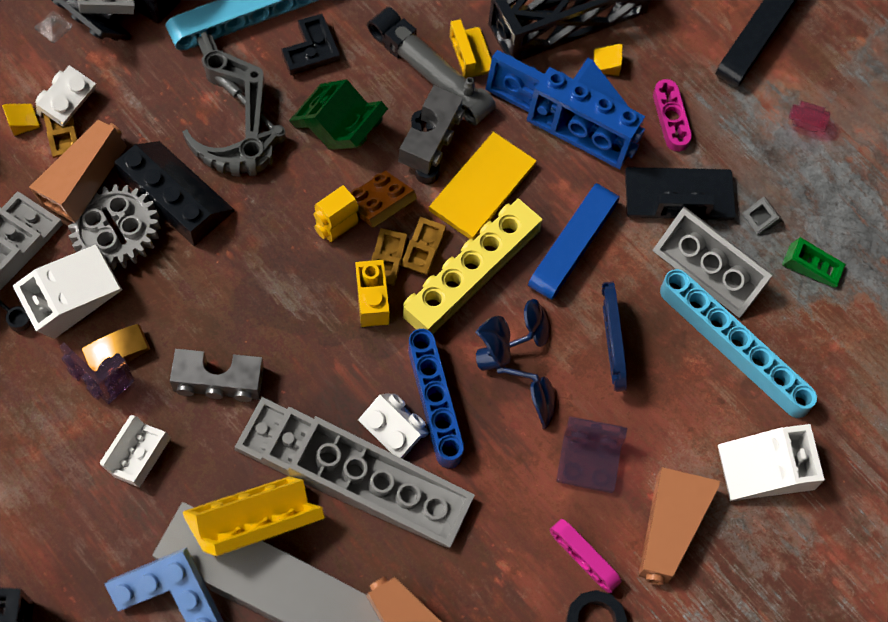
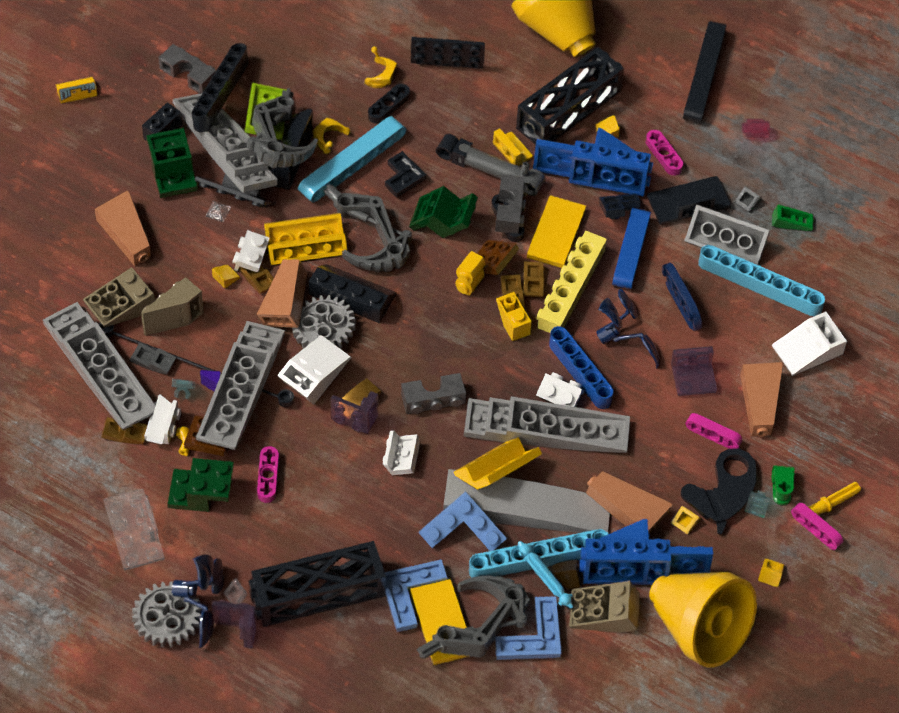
camera: 15 degrees left, 10 degrees down
(145, 98) = (305, 238): none -> yellow slope
(573, 170) = (615, 206): none -> black plate

